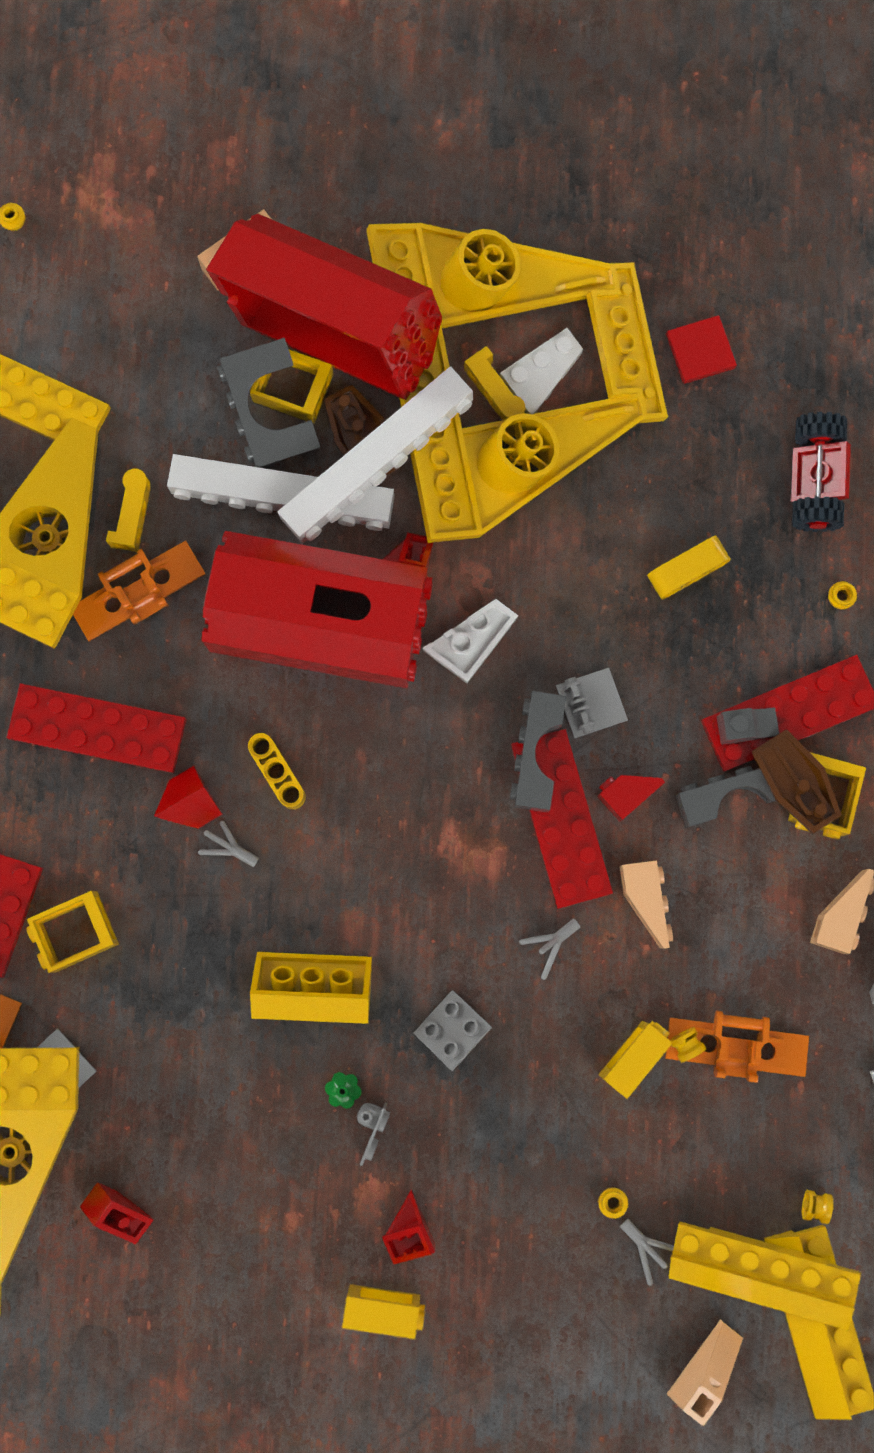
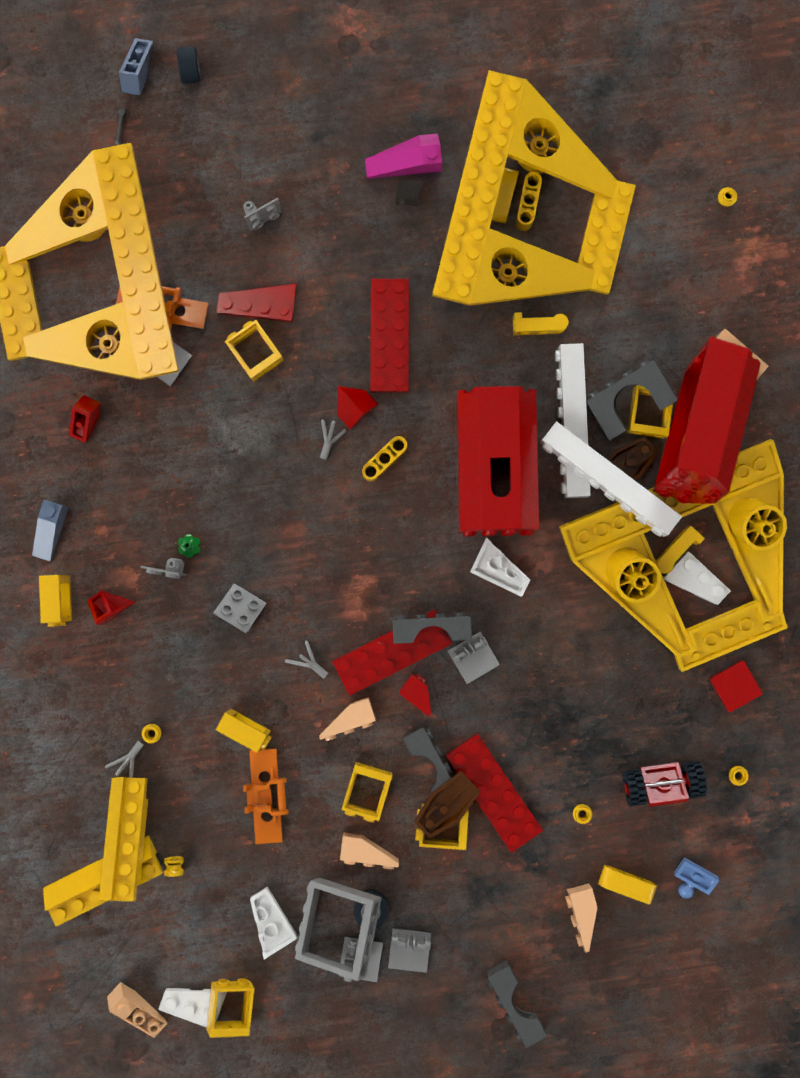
camera: 75 degrees right, 5 degrees up
(141, 597) = (483, 345): orange piece -> none
(273, 1303) = (48, 529): none -> sand blue slope
(311, 987) = (249, 511): yellow slope -> none
(412, 550) = (549, 516): red slope -> none
(687, 1044) = (259, 763): yellow wheel -> none
(688, 567) = (579, 706): yellow beam -> none
(706, 1376) = (55, 813): light nougat slope -> none
(730, 881) = (369, 771): none -> yellow window
(747, 725) = (478, 765): dark grey arch -> none
(828, 364) = (743, 778): none -> yellow plate

